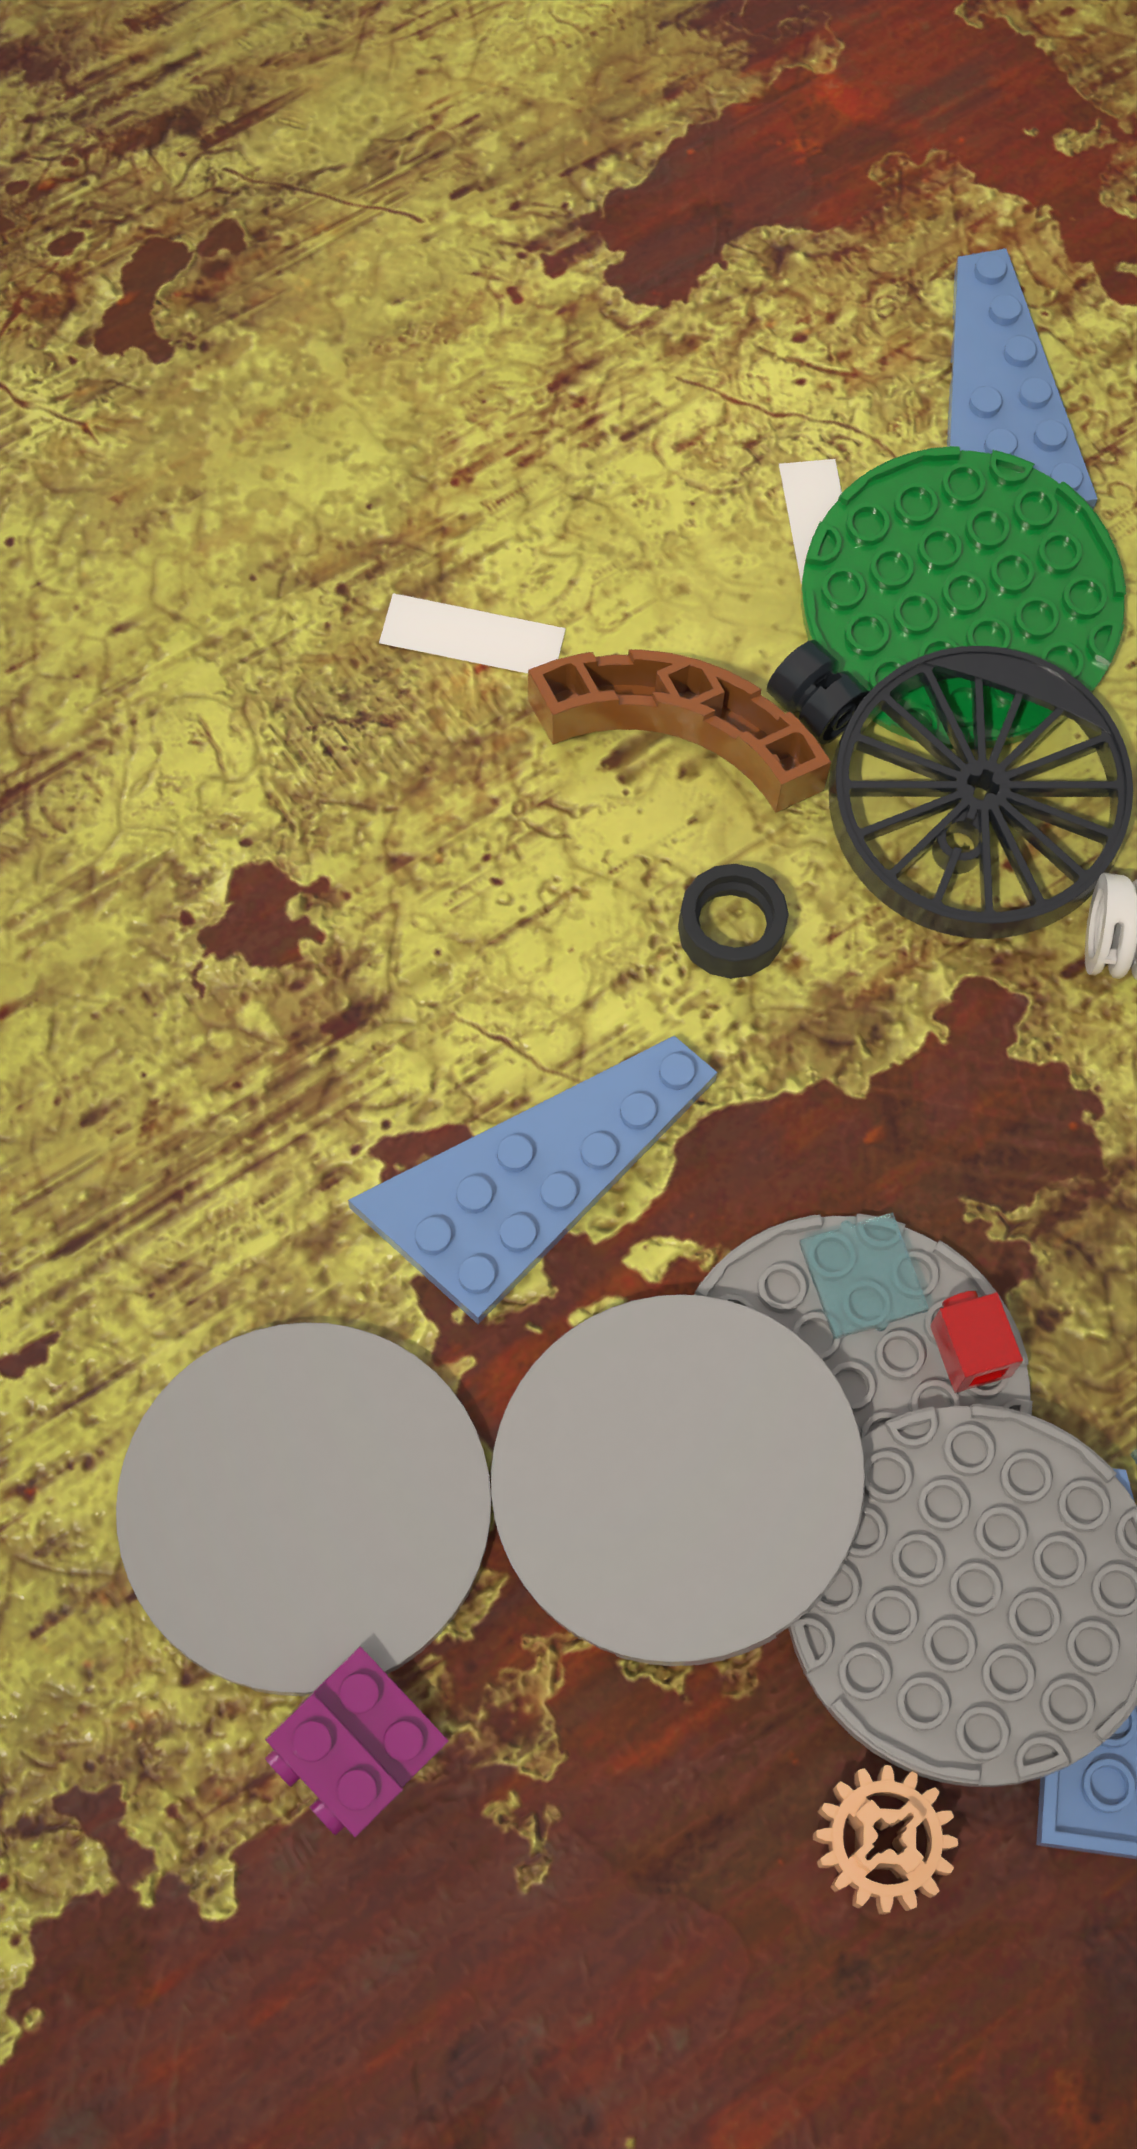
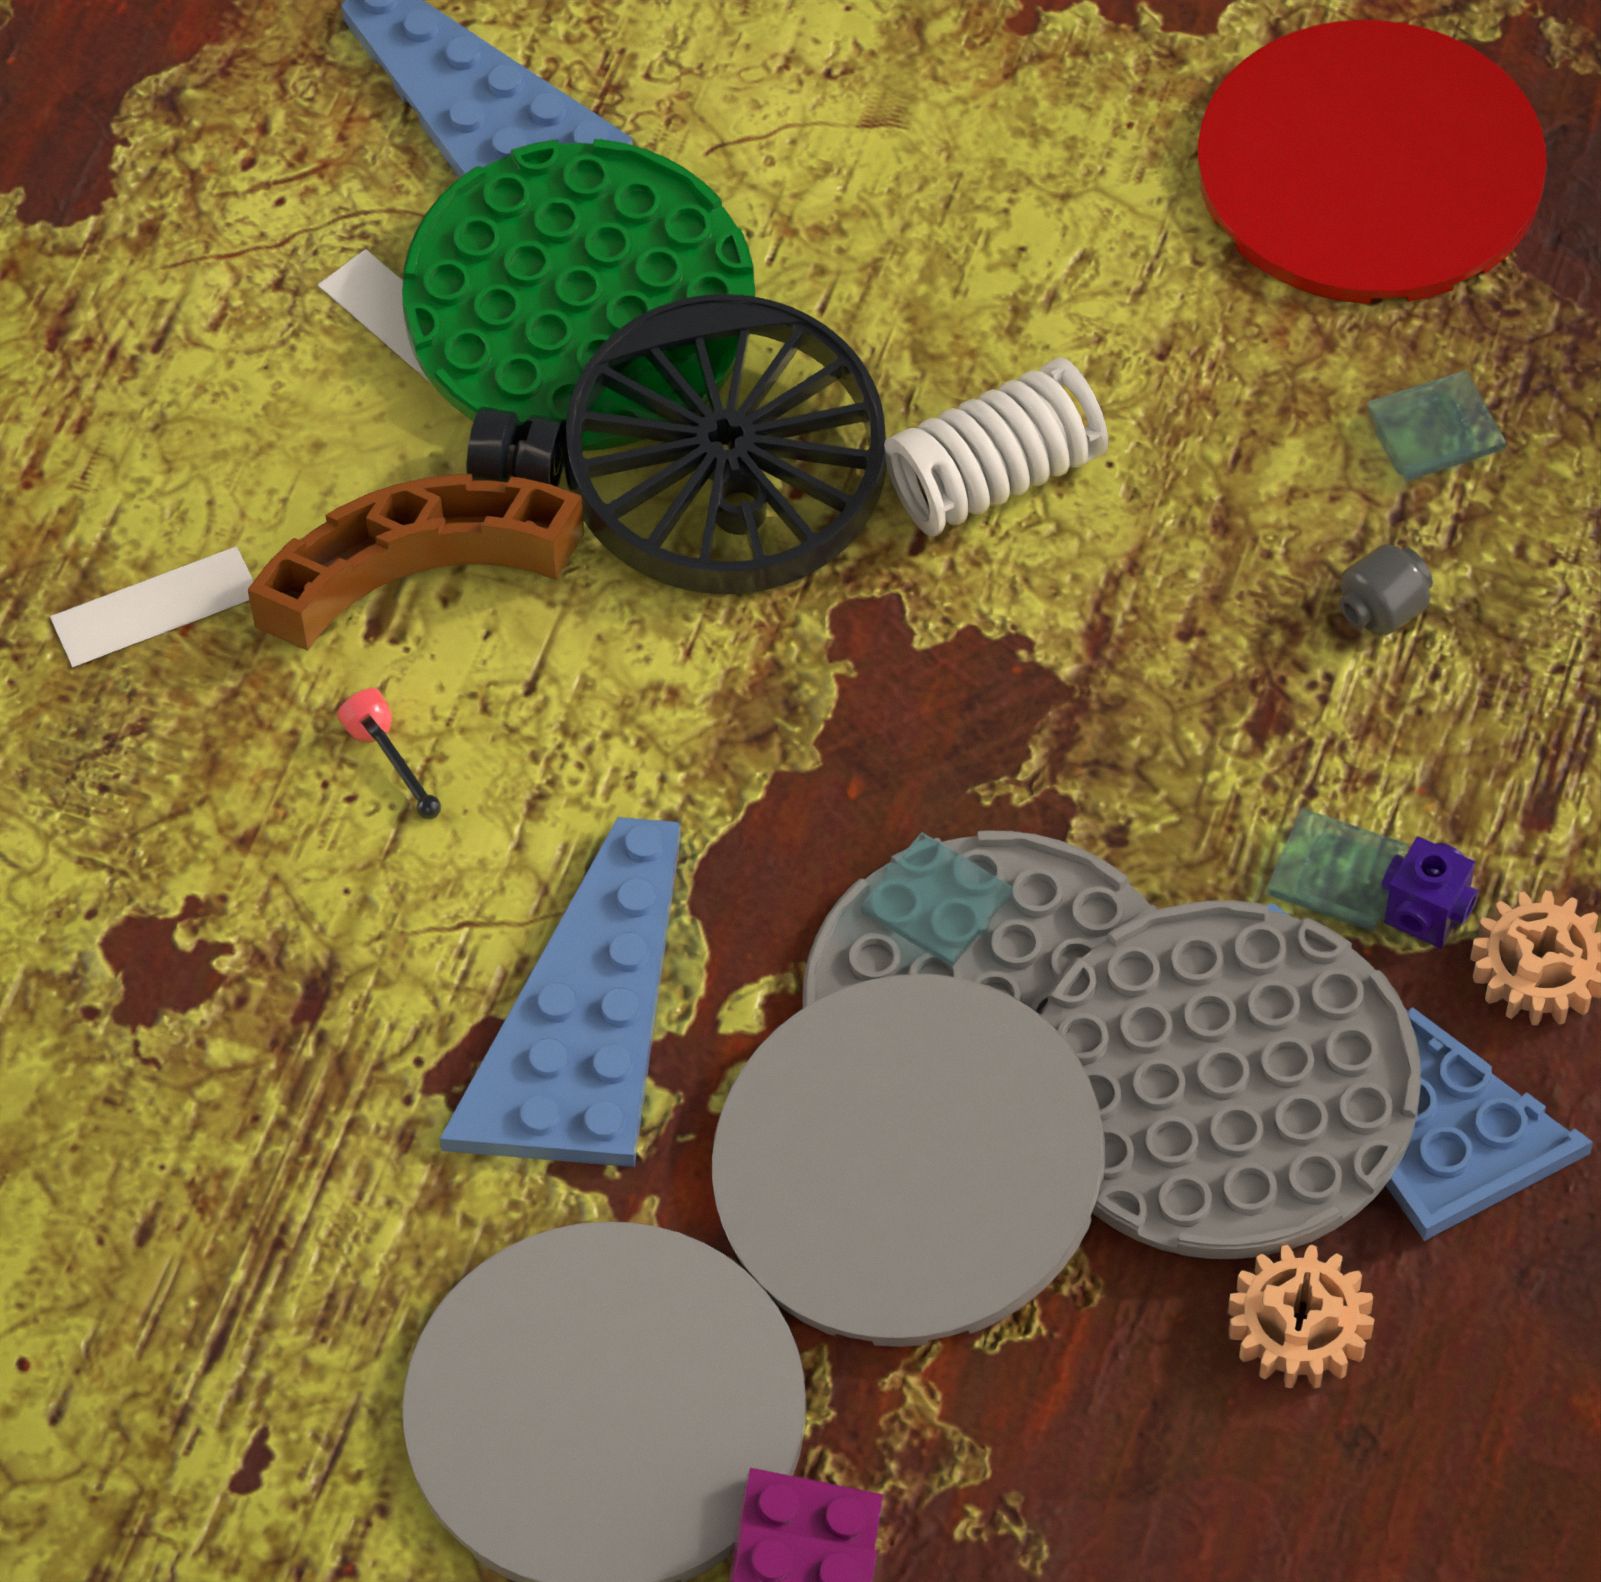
camera: 30 degrees left, 10 degrees down
(551, 829) = (369, 719): none -> hinge
(740, 882) = (591, 651): black tyre -> none
(975, 1340) = (1072, 882): red brick -> none

